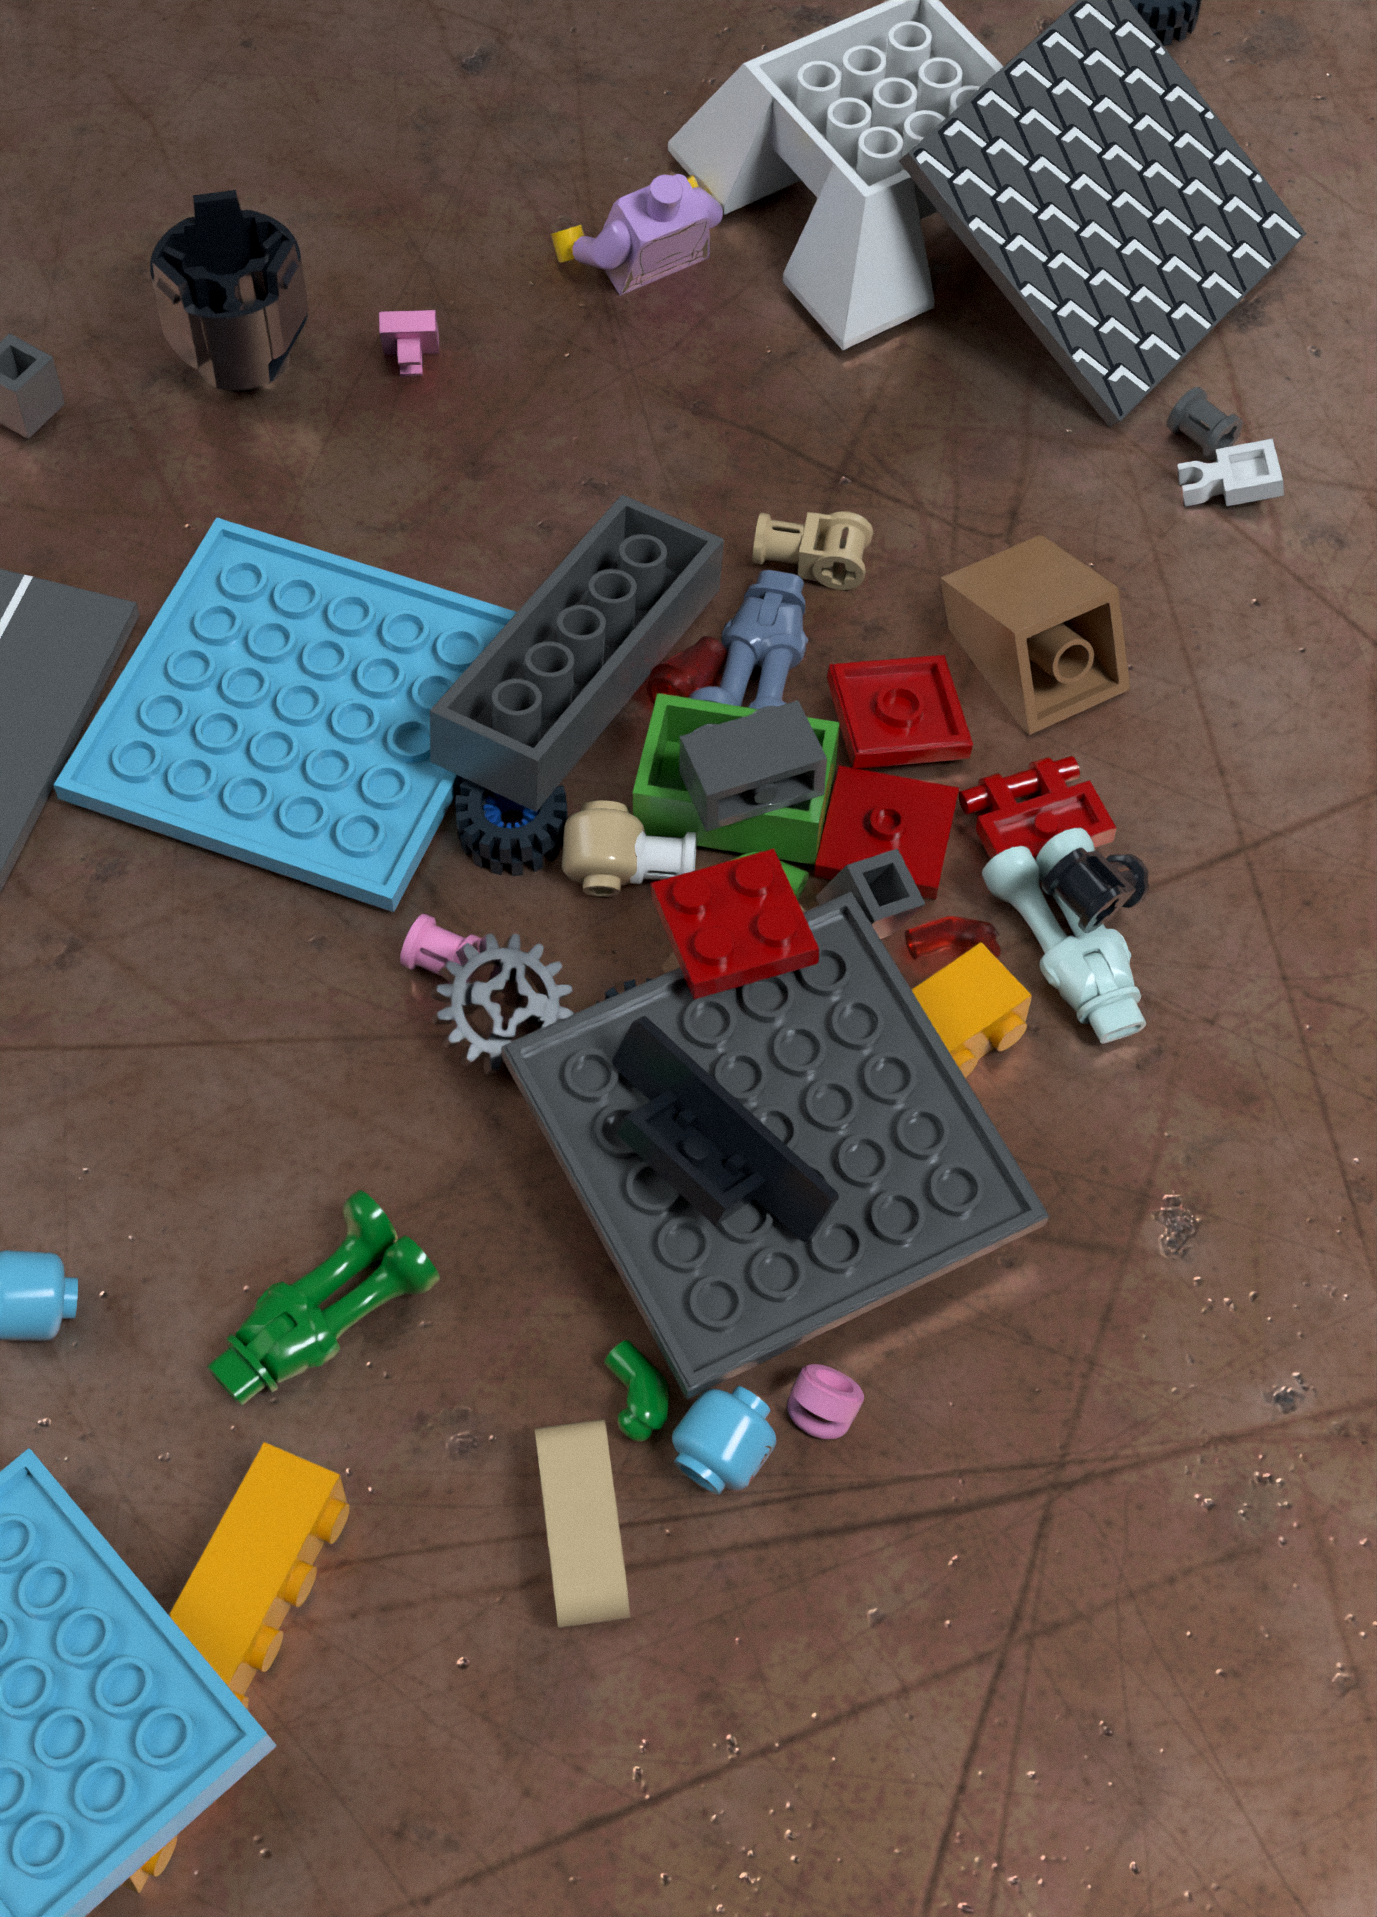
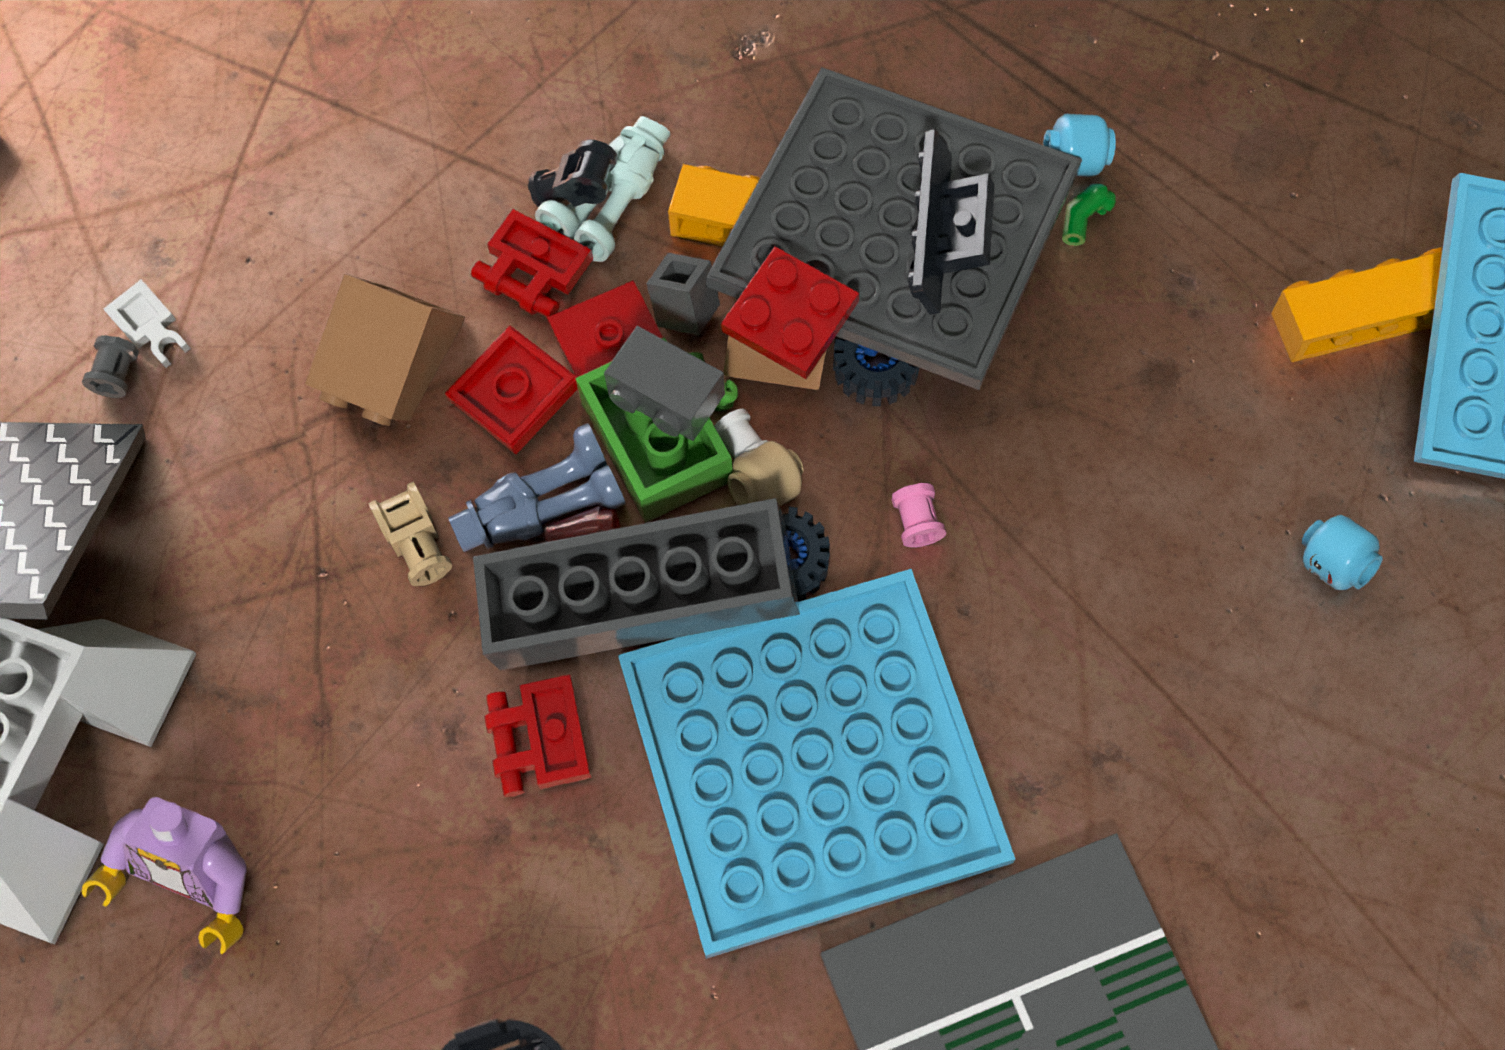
camera: 125 degrees left, 10 degrees up
(288, 1328) = (1219, 403): green piece -> none
(408, 337) = (418, 967): bright pink tile -> none
(474, 999) = (928, 444): gear -> none
(517, 540) = (553, 731): none -> red plate
(582, 1524) = (1182, 181): tan beam -> none
(827, 1395) = (1010, 116): bright pink tile -> none
(950, 933) = (652, 243): clear red arm -> none

